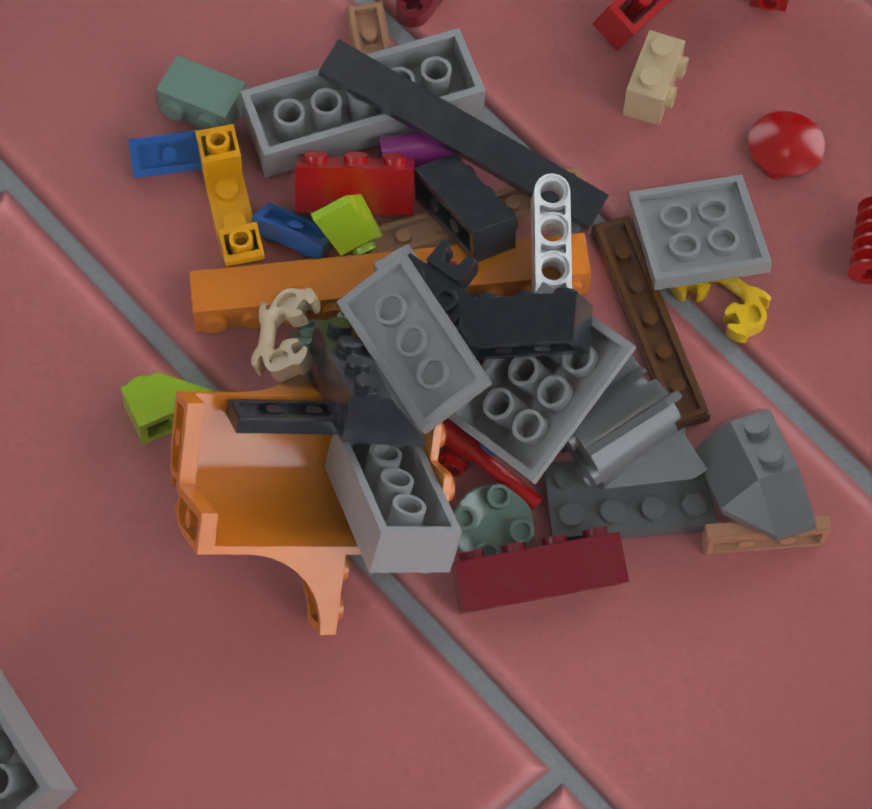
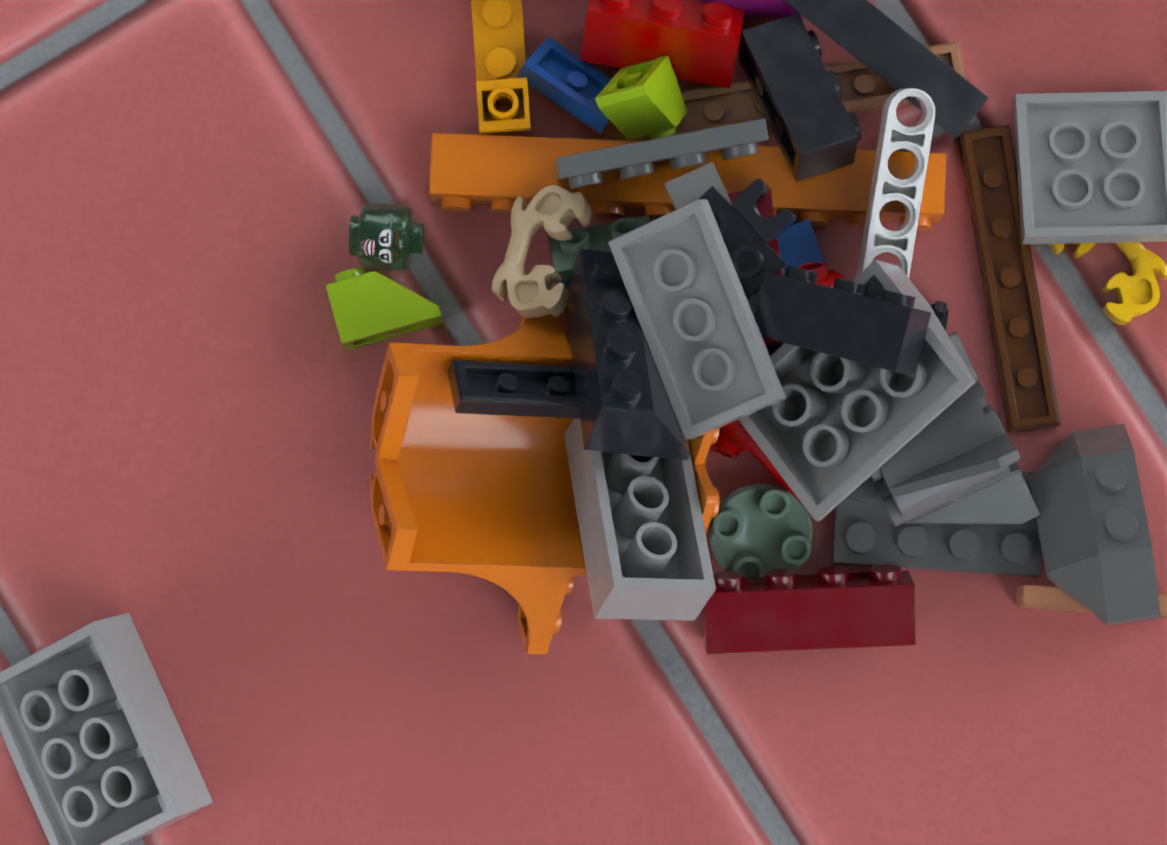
camera: 10 degrees right, 20 degrees up
(163, 351) = (385, 236): none -> clear green head
(360, 247) = (681, 150): none -> dark grey plate

